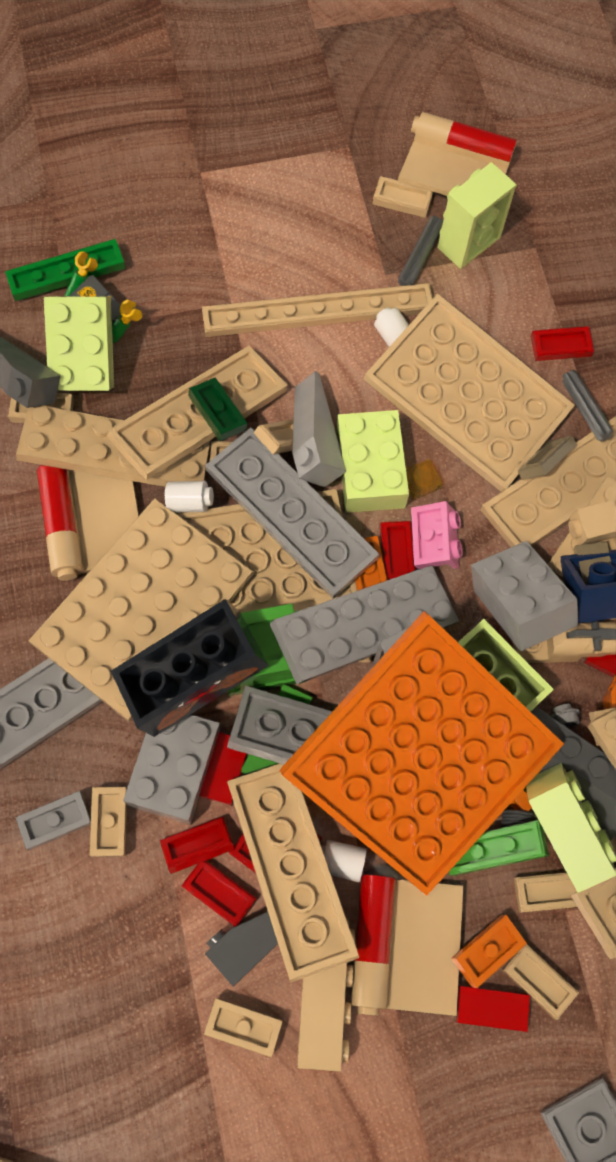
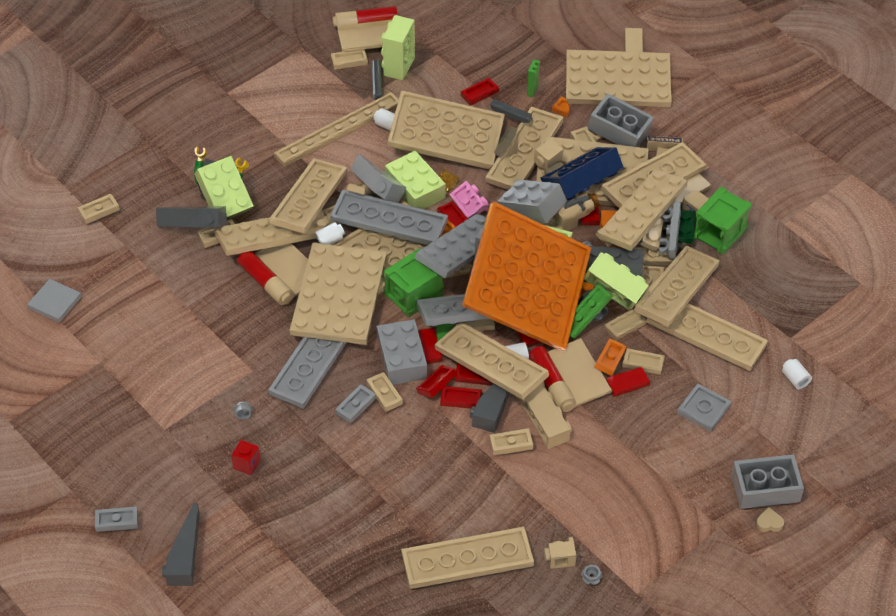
camera: 25 degrees left, 20 degrees down
(59, 270) = (182, 167): green plate -> none
(188, 668) = (387, 291): black brick -> none
(217, 409) = (320, 186): dark green plate -> none

